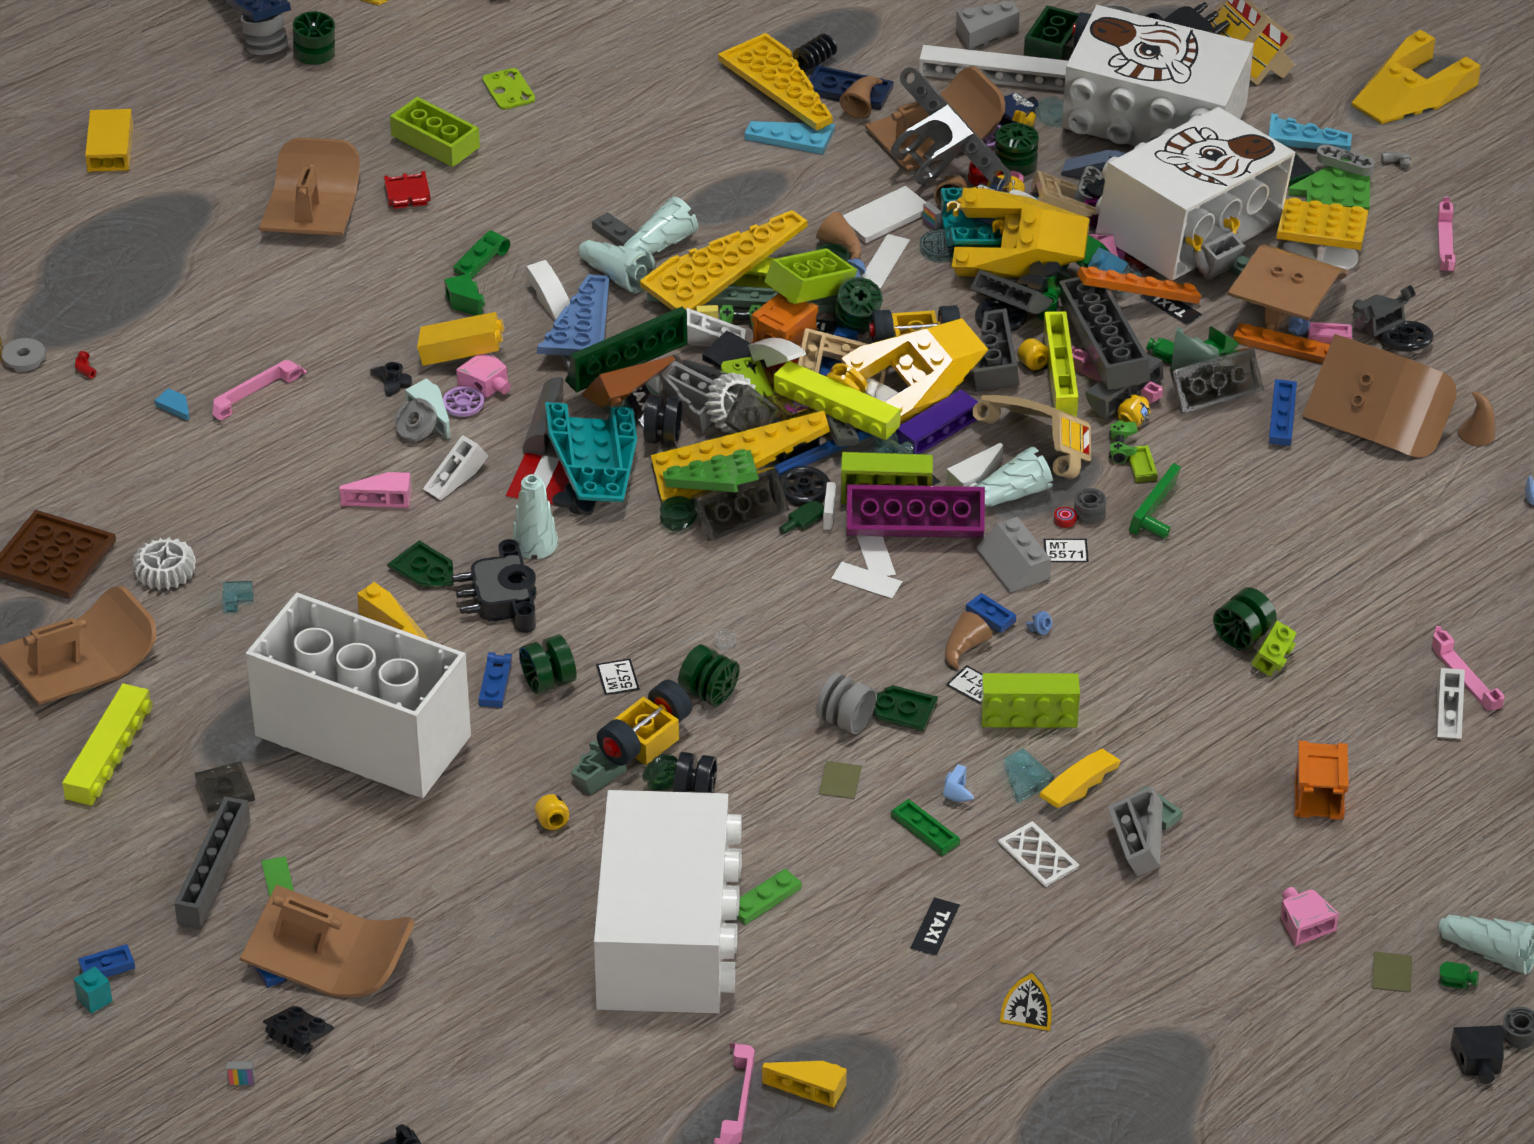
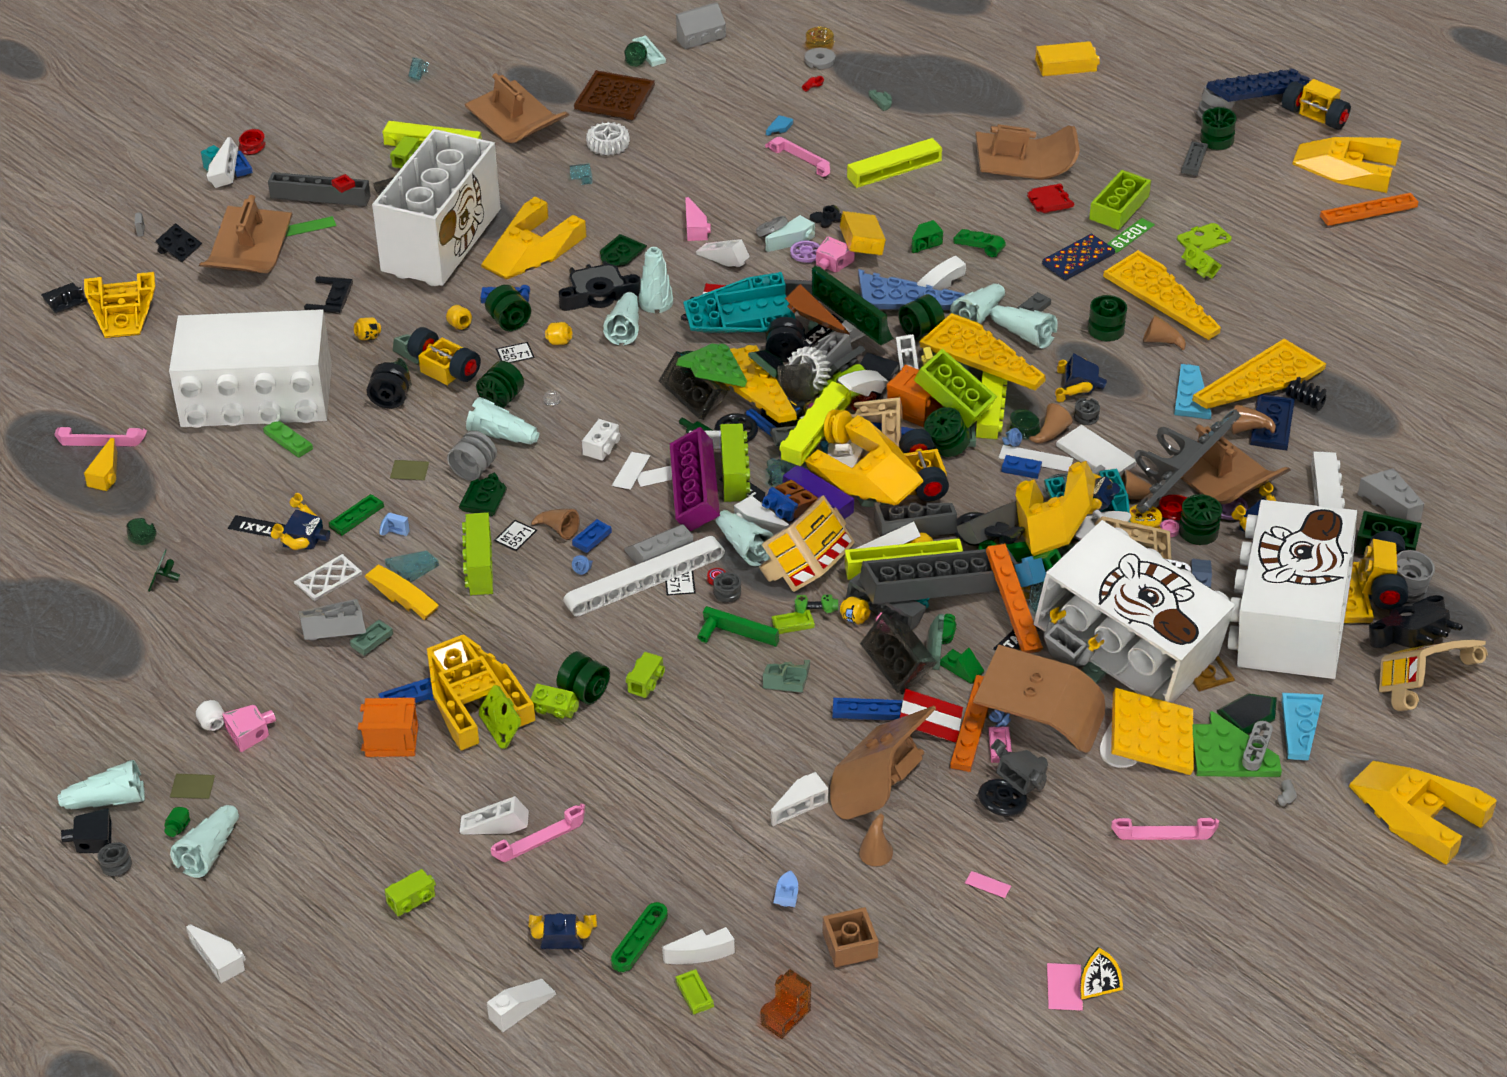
camera: 85 degrees right, 0 degrees up
(50, 949) = (251, 141): none -> red piece
(127, 972) = (223, 165): none -> white slope
(141, 308) = (883, 100): none -> sand green tile
(142, 769) = (404, 151): none -> lime brick
(232, 819) = (343, 183): none -> red tile
(297, 307) = (894, 162): none -> neon yellow brick
(355, 70) = (1194, 158): none -> dark grey plate
(442, 1078) = (120, 306): none -> yellow wedge
(458, 850) = (337, 295): none -> black plate
(495, 147) = (1130, 234): none -> bright green sticker
(526, 184) = (1078, 256): none -> dark blue tile
(544, 720) = (459, 317): none -> yellow head
(570, 88) = (1204, 263): none -> lime brick
(582, 140) = (1155, 286): none -> yellow wing
(588, 560) = (623, 320): none -> light aqua cone
(598, 626) = (558, 333): none -> yellow head
(636, 303) = (920, 316): none -> dark green wheel
(663, 169) = (1107, 318): none -> dark green wheel
(688, 139) = (1163, 332): none -> medium nougat hat
(708, 435) = (767, 361): none -> tile
(759, 202) = (1080, 377): none -> dark blue torso
(777, 685) = (499, 423): none -> light aqua cone
(816, 209) = (1086, 410): none -> dark grey wheel
(821, 593) = (601, 439): none -> white brick
(901, 270) = (1021, 466): none -> blue plate
(951, 1032) = (140, 532): none -> clear green hair
(957, 870) = (302, 529): none -> torso
(960, 440) = (788, 502): none -> hips
(1032, 372) = (895, 537): none -> white sticker
(1070, 577) = (643, 576): none -> white beam
(1229, 474) = (786, 676): none -> sand green slope
(1231, 573) = (645, 674): none -> lime brick
(1248, 714) = (466, 673): none -> yellow wedge
(1254, 776) = (411, 690): none -> blue plate
(1290, 947) = (210, 715): none -> white head
(1292, 372) = (942, 722): none -> red sticker
(1300, 697) = (496, 721): none -> lime axle
(1414, 474) = (801, 797): none -> white slope
(1415, 1030) = (115, 786): none -> light aqua cone
(1515, 363) = (988, 884): none -> bright pink sticker

